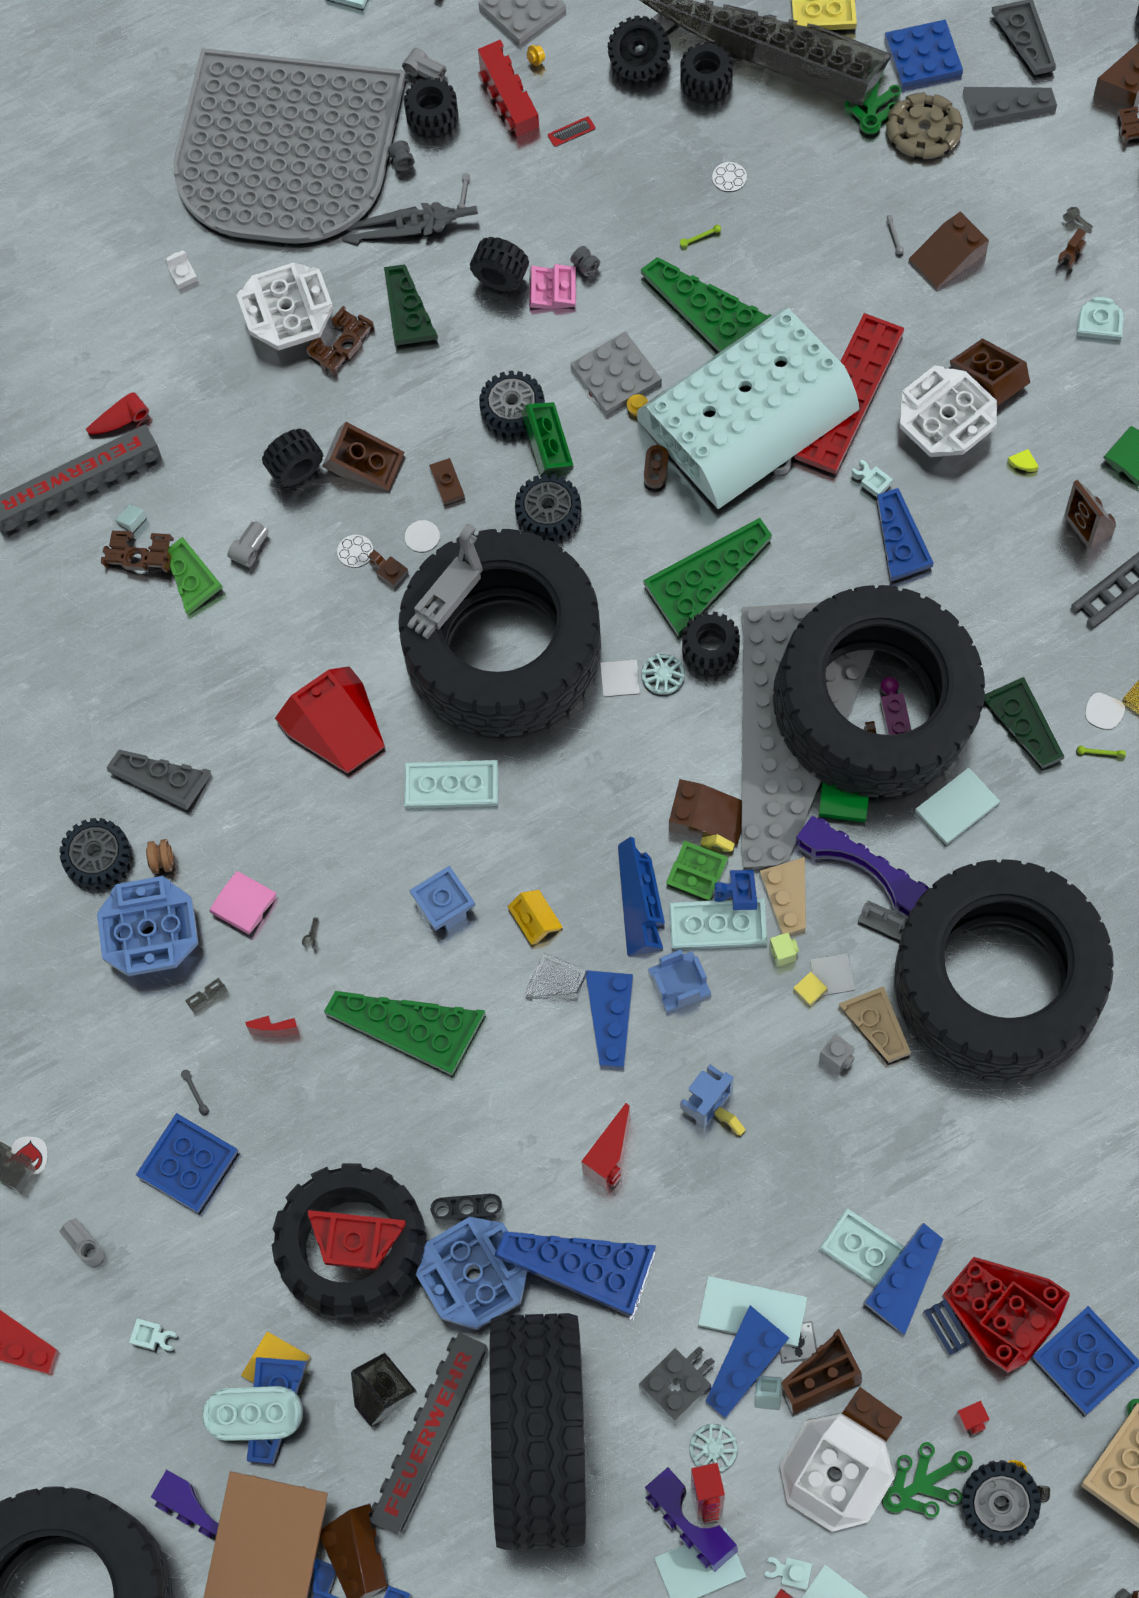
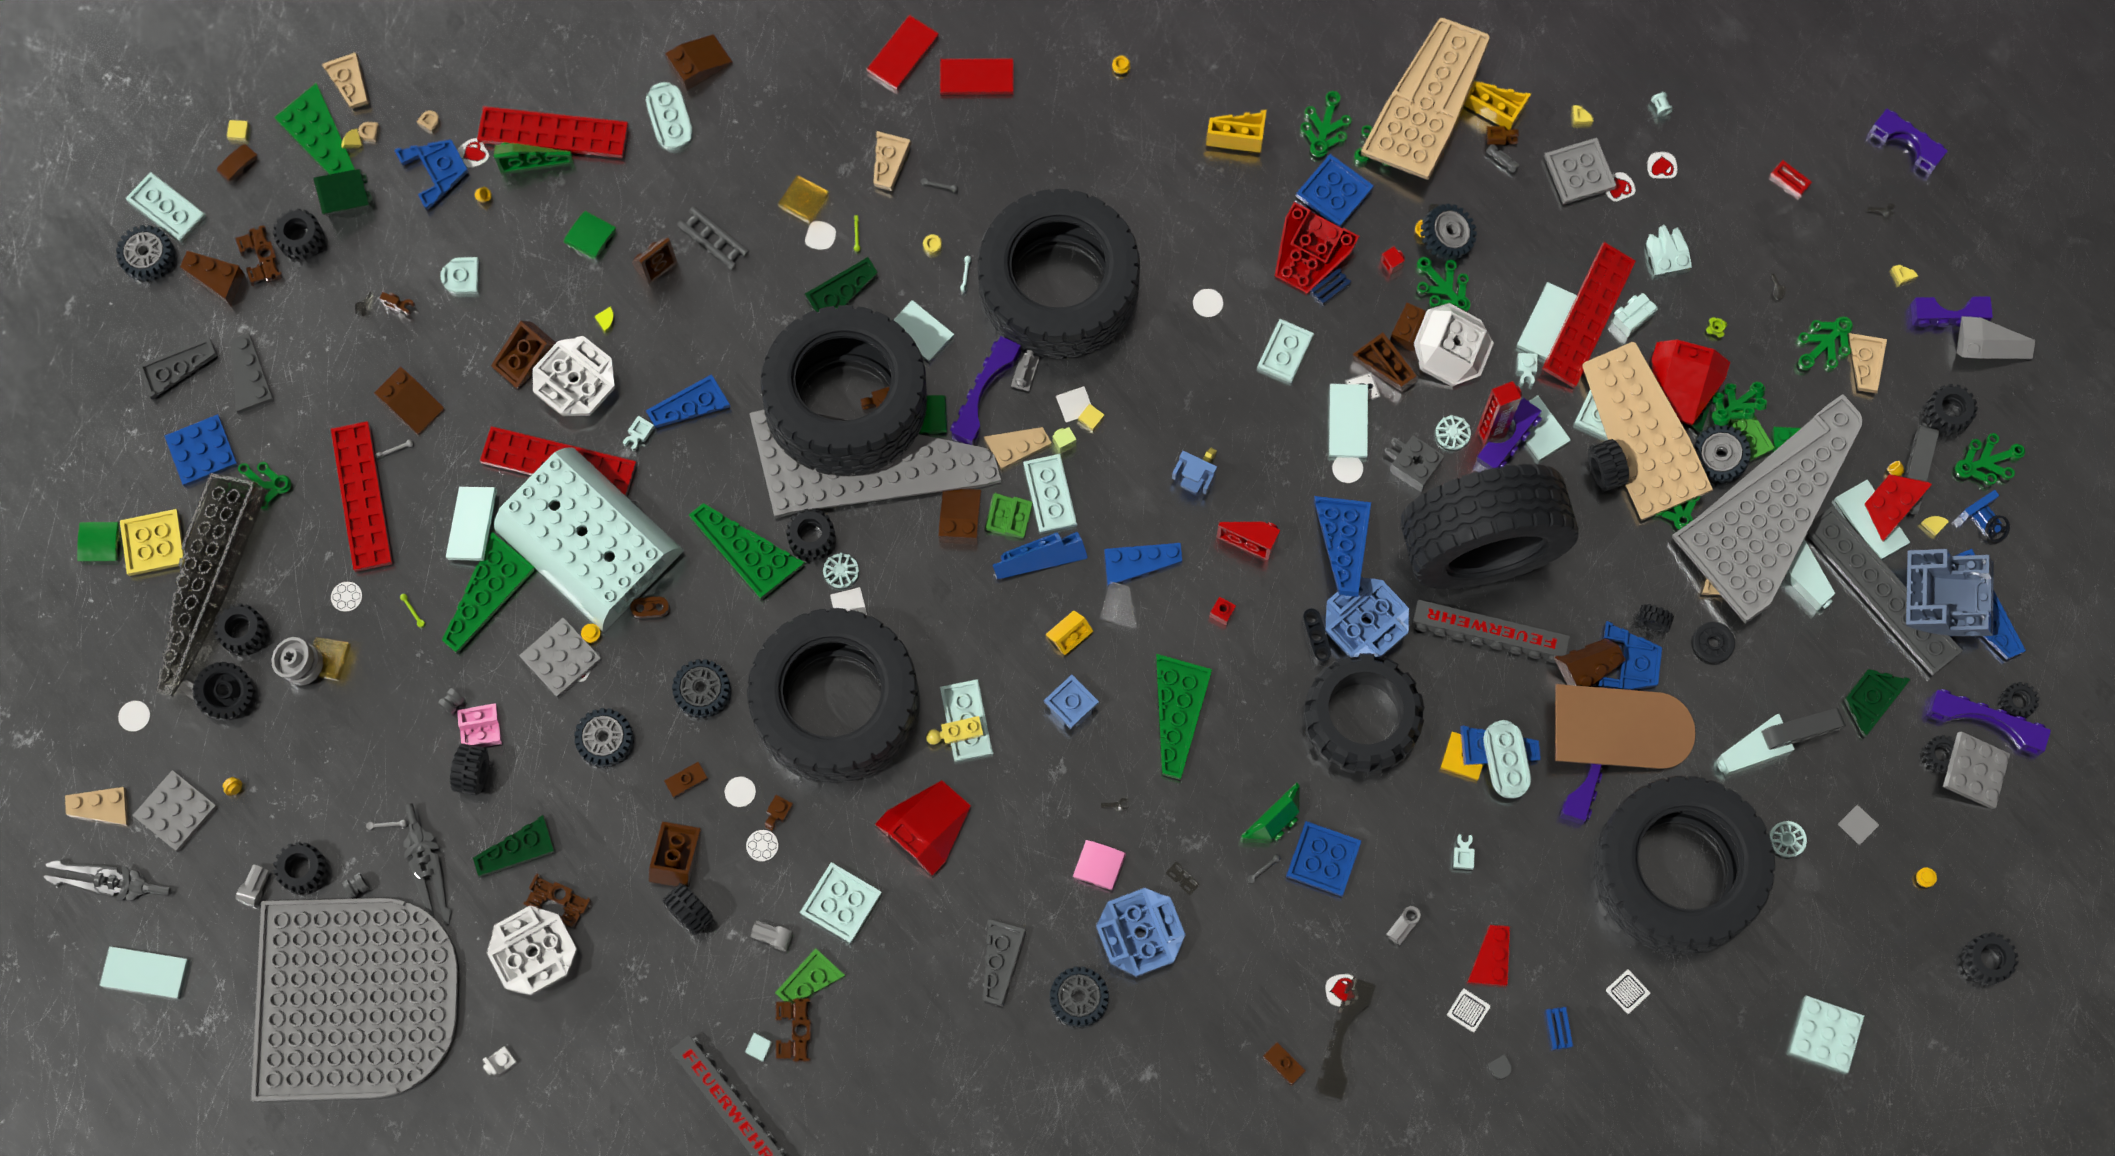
camera: 105 degrees left, 5 degrees up
(124, 411) = (659, 1081): red piece -> none
(159, 856) = (1073, 940): medium nougat wheel -> none
(248, 1115) = (1276, 819): none -> green wedge
(264, 1027) = (1202, 820): red slope -> none
(267, 619) = (840, 903): none -> light aqua plate
(354, 1239) = (1370, 698): red wing -> none
(379, 1388) = (1466, 672): clear smoke slope -> none
(437, 768) = (956, 731): none -> light yellow plate
(449, 588) = (817, 728): light grey hinge -> none
(506, 89) = (277, 802): red wedge -> none
(524, 1109) = (1218, 615): none -> red plate
(546, 437) = (638, 699): green slope -> none
(571, 131) = (310, 742): sticker -> none
(657, 117) = (297, 661): none -> light grey wheel
(659, 150) = (334, 657): none -> clear yellow plate
(679, 980) = (1103, 512): medium blue panel -> none
(687, 1298) = (1347, 469): none -> white sticker
(717, 841) = (983, 504): light yellow tile -> none
(740, 888) = (1021, 477): blue plate -> none
(747, 1358) = (1383, 416): blue wing -> none
(768, 1392) = (1403, 401): light aqua slope -> none
(775, 292) = (471, 523): none -> light aqua tile
(837, 1054) = (1141, 388): light grey brick -> none
(842, 196) = (361, 496): none -> red plate
(878, 1022) = (1109, 364): tan wing -> none
(894, 707) = (847, 387): magenta plate -> none
(903, 1282) = (1303, 318): blue wing -> none
(924, 115) = (275, 429): dark tan plate -> none
(948, 1164) = (1207, 302): none -> white sticker
(1074, 838) = (932, 244): none -> light yellow tile

